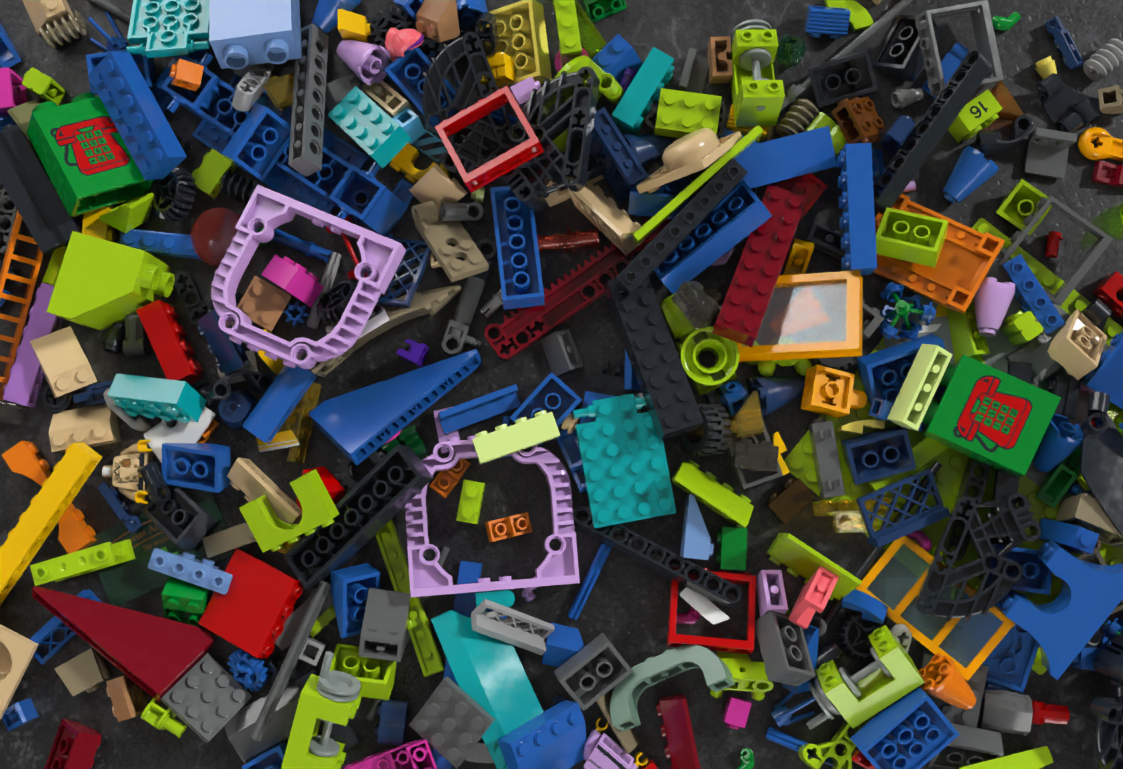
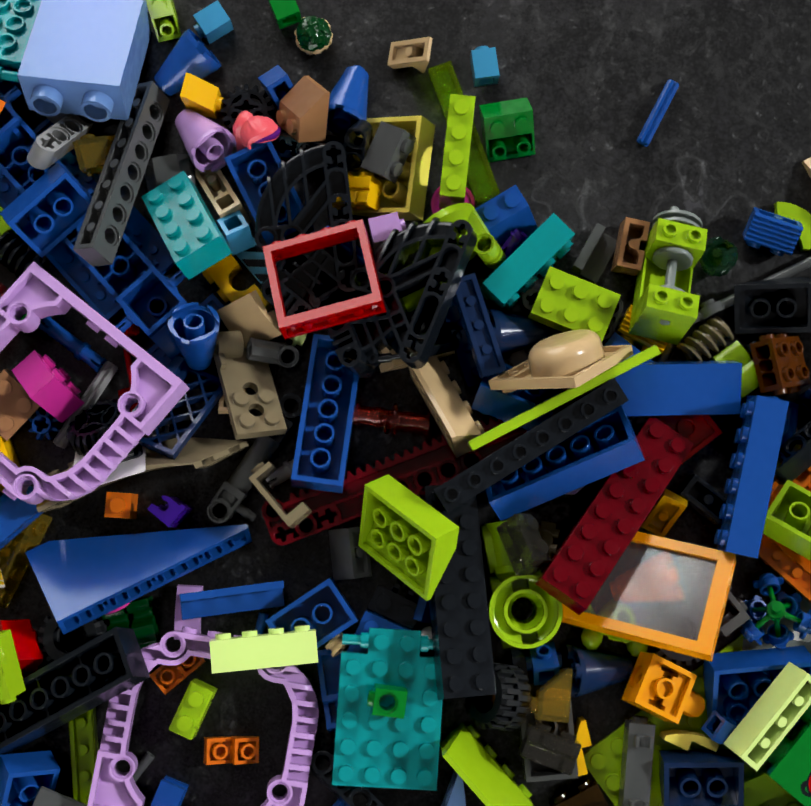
camera: 10 degrees right, 0 degrees up
(373, 360) = (121, 505): none -> orange brick
(398, 209) = (195, 333): none -> blue cone
(512, 32) = (388, 152): none -> dark grey brick
(513, 329) = (294, 517): none -> dark tan panel
(602, 321) = (406, 535): none -> lime slope
(630, 447) = (396, 709): none -> green brick

